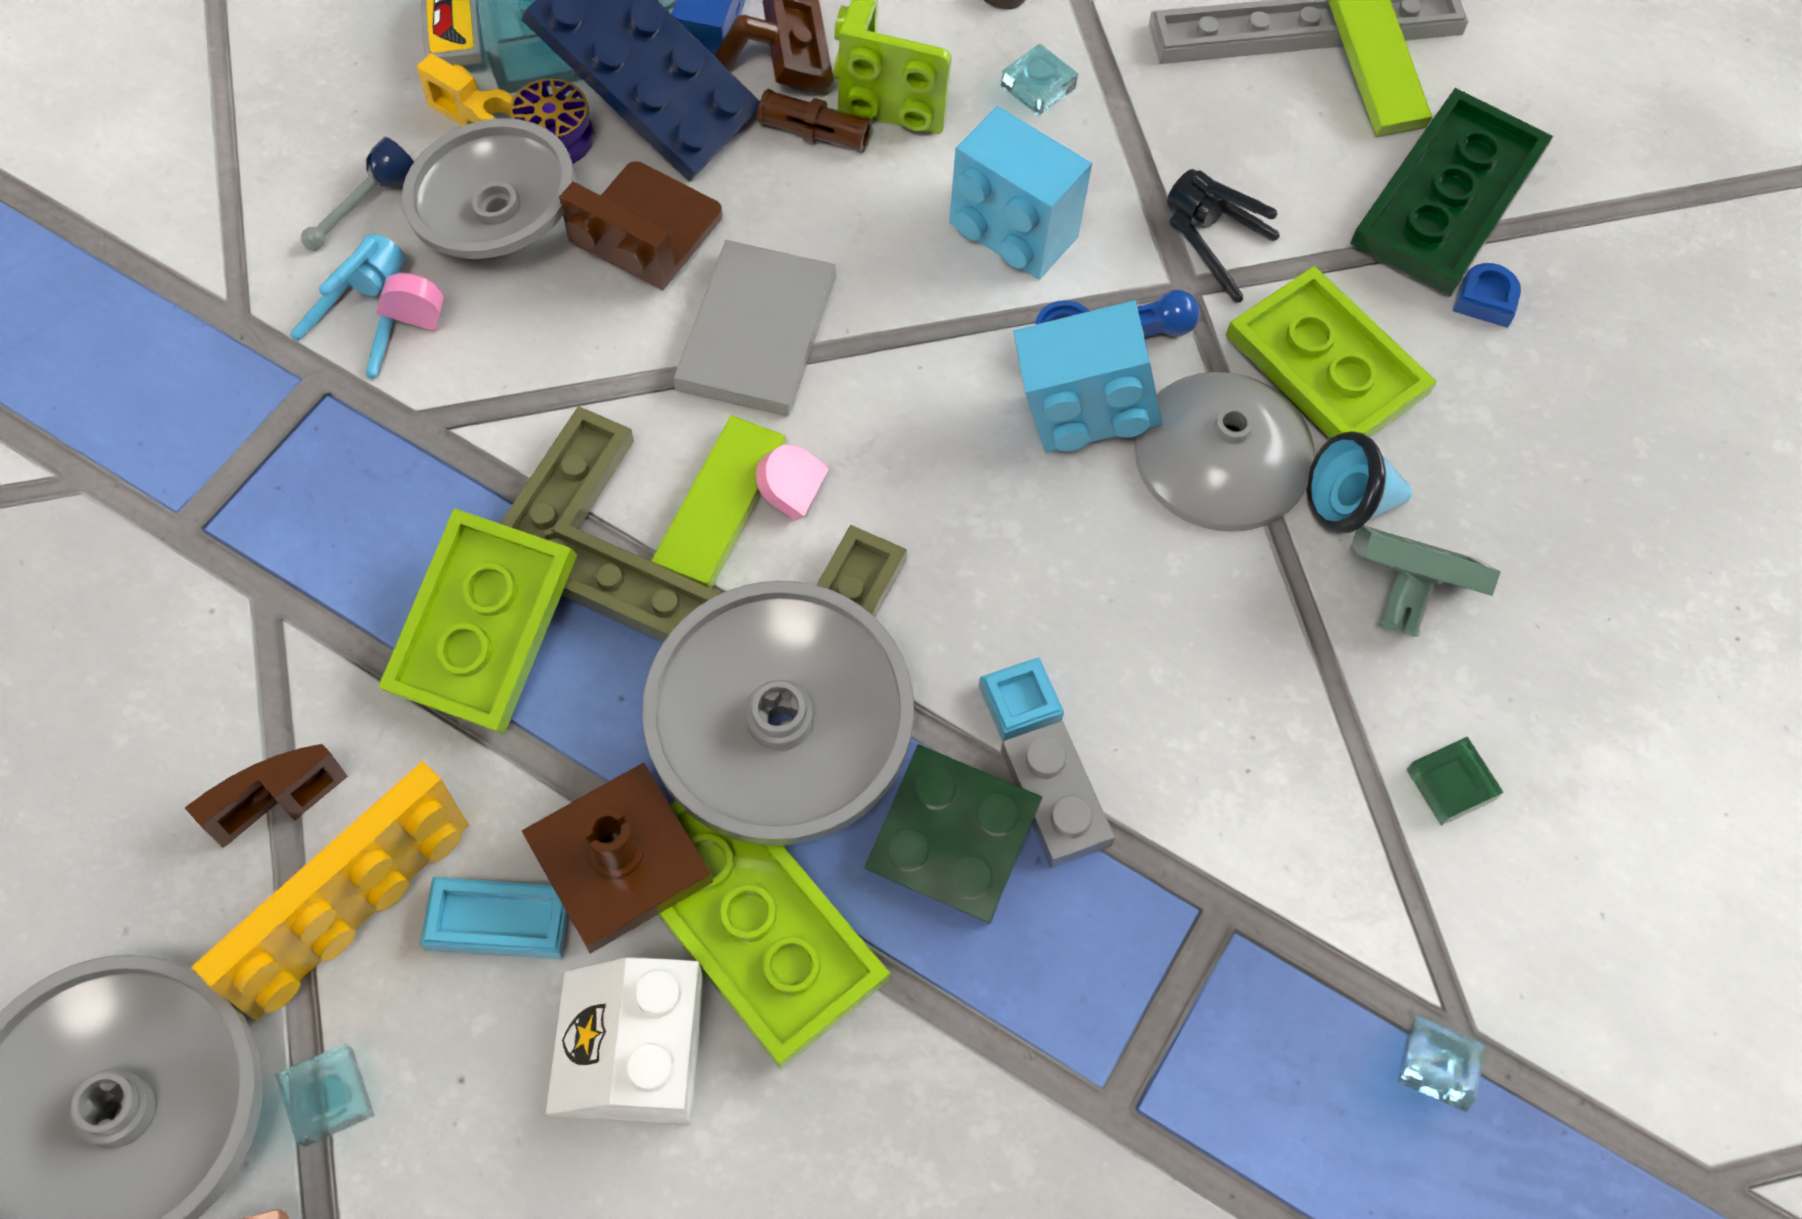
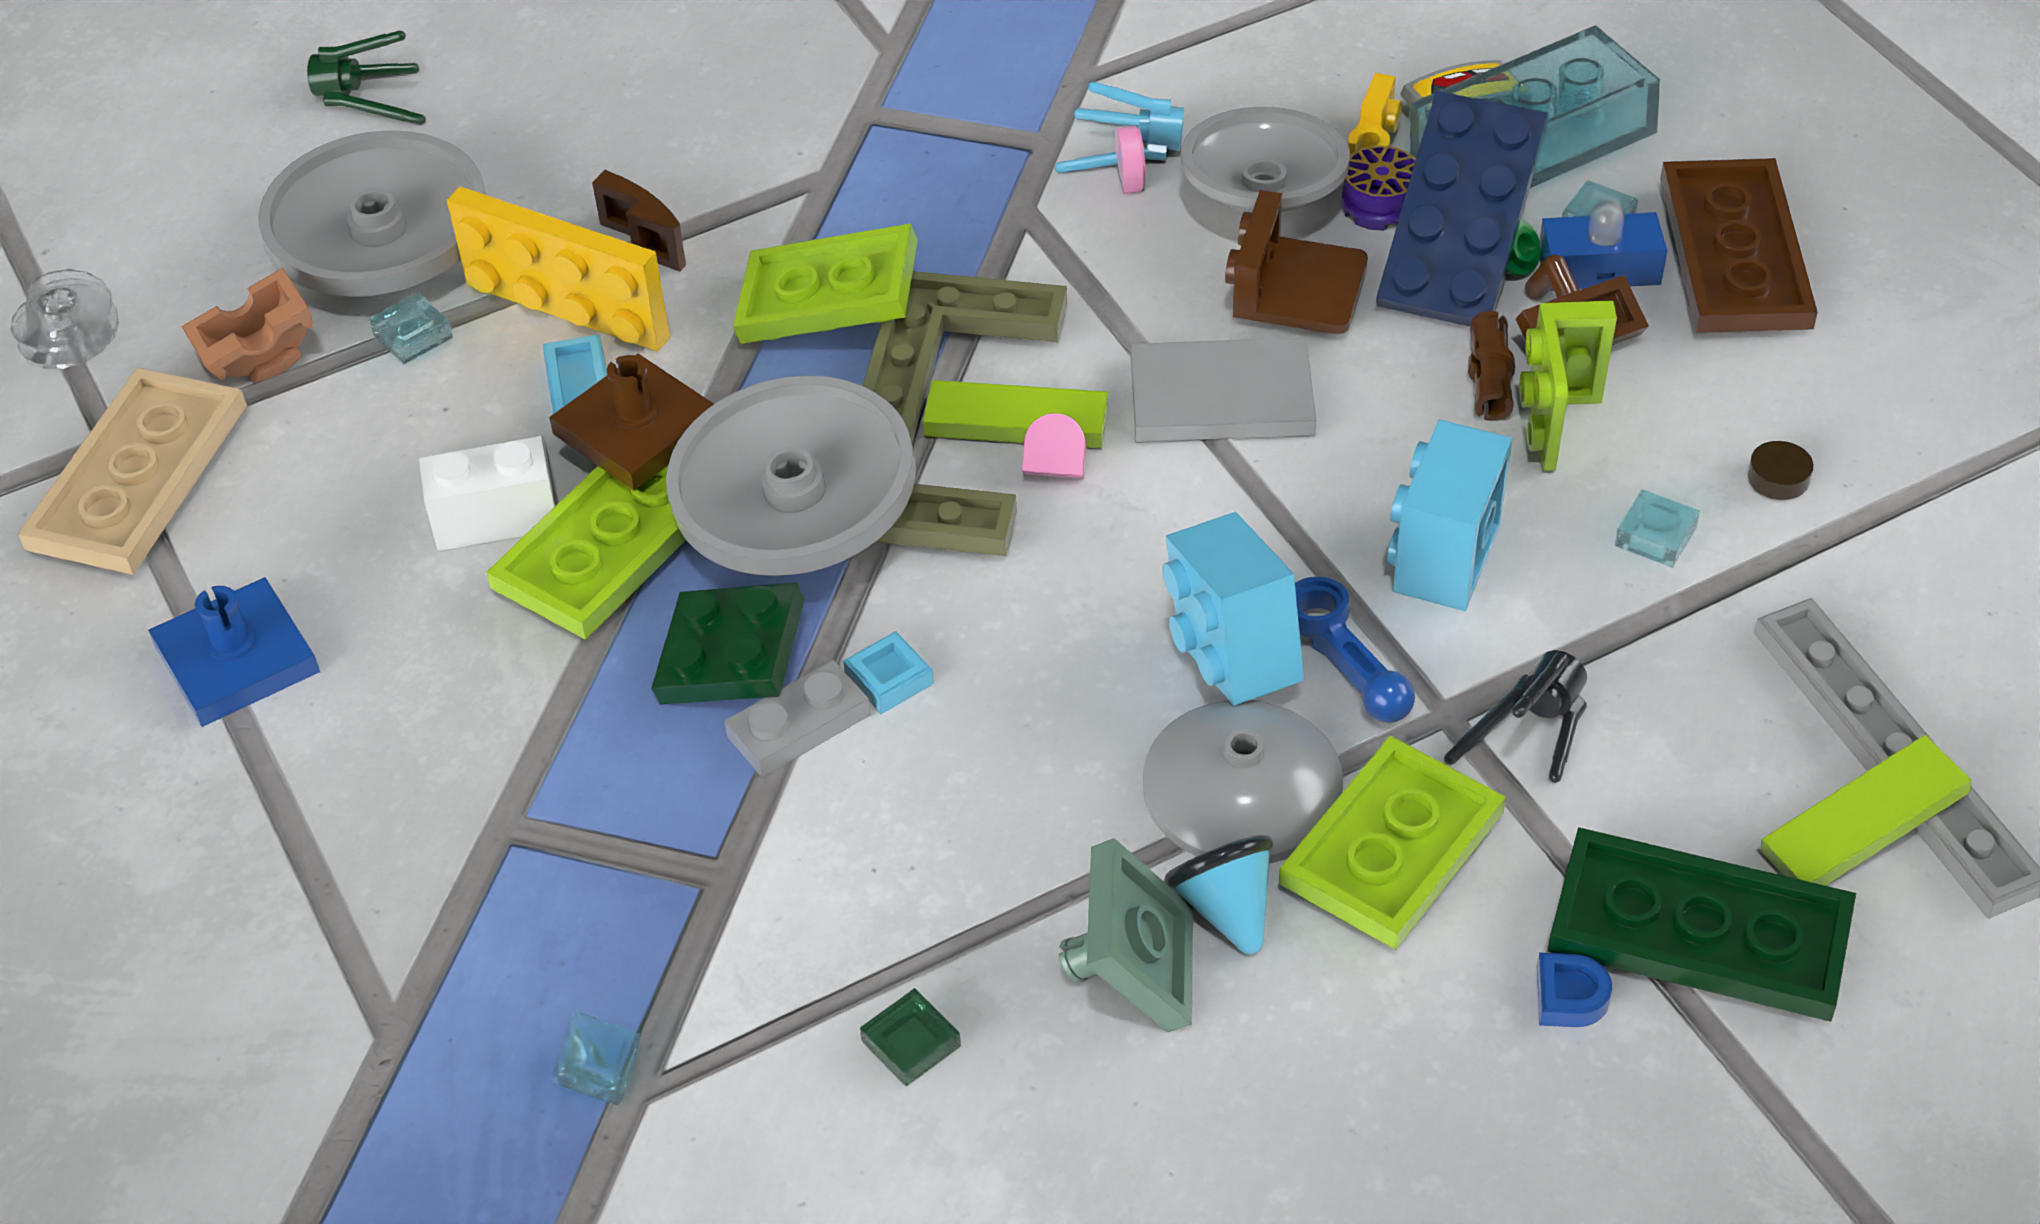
camera: 80 degrees right, 15 degrees down
(386, 166) = (1271, 95): hinge -> none

